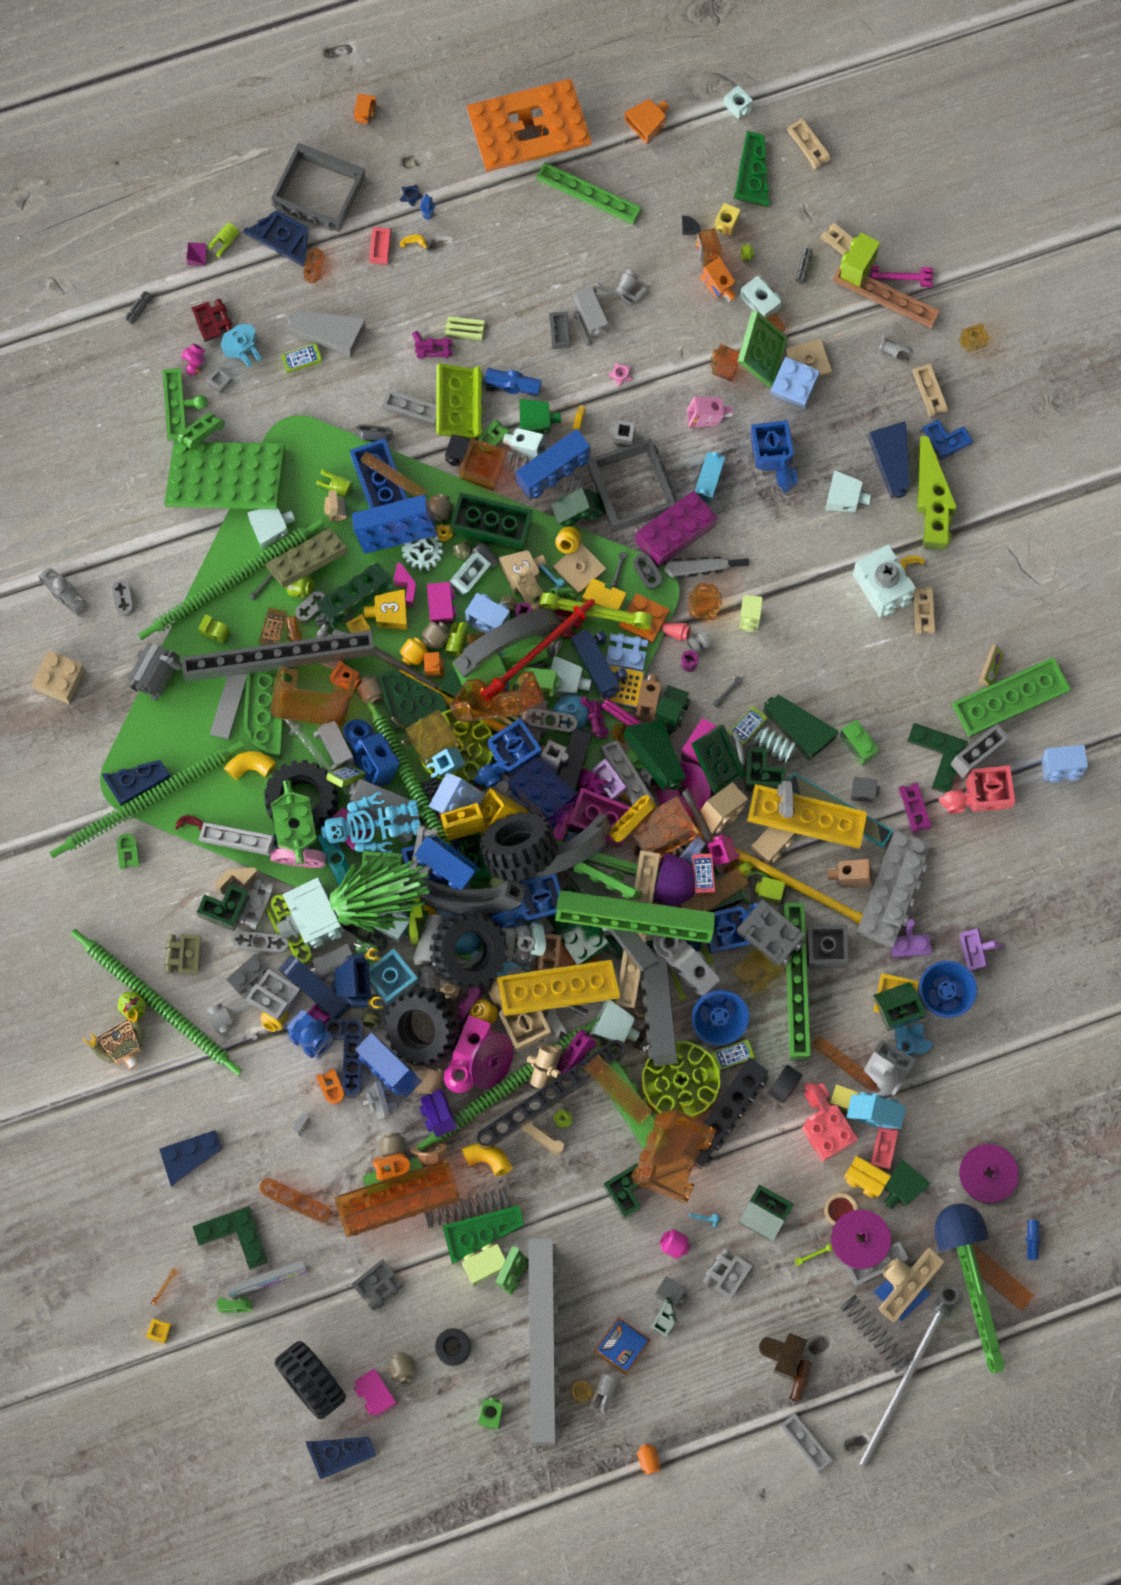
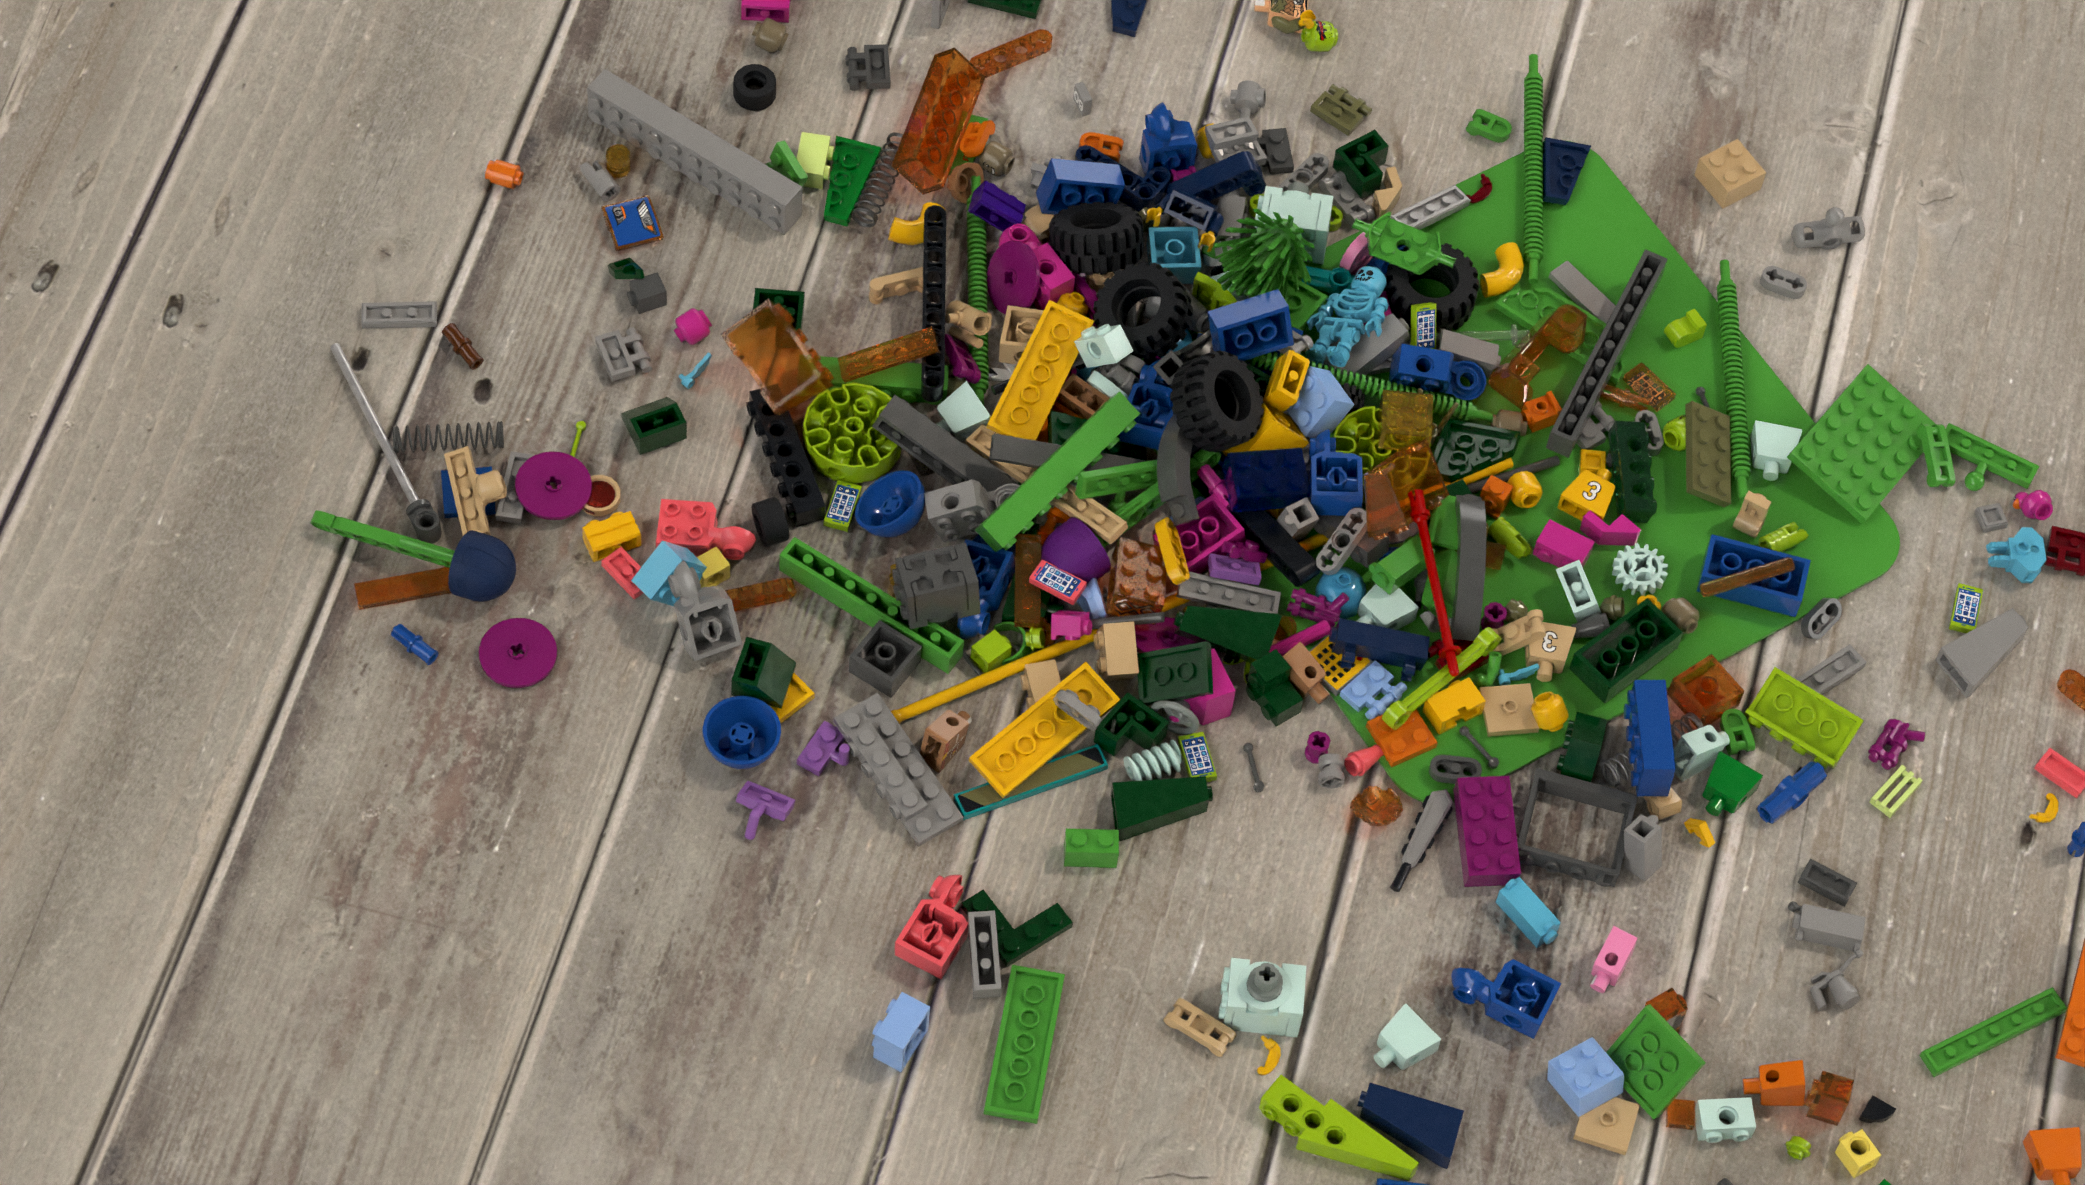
camera: 120 degrees right, 15 degrees down
(154, 670) = (1675, 240): dark grey container -> none
(156, 1002) = (1307, 59): bright green hose -> none
(394, 524) = (1686, 545): blue brick -> none
(435, 635) = (1528, 519): dark tan head -> none
(446, 762) = (1366, 416): medium azure brick -> none
(456, 450) = (1747, 679): black brick -> none
(485, 614) = (1513, 573): light blue brick -> none
(490, 1422) = (663, 77): bright green brick -> none
(517, 953) = (1103, 345): none -> light aqua brick
(562, 1123) = (903, 322): lime plate -> none
(621, 369) = (1727, 907): bright pink plate -> none
(750, 613) = (1327, 835): yellowish green brick -> none
(786, 1354) = (500, 347): dark brown brick -> none
(864, 789) = (1032, 818): dark grey brick -> none
(904, 1185) = (574, 564): dark green torso -> none
(913, 1039) = (715, 680): dark azure plate -> none
(914, 807) = (973, 856): magenta plate -> none
(991, 666) = (1077, 1049): slope -> none

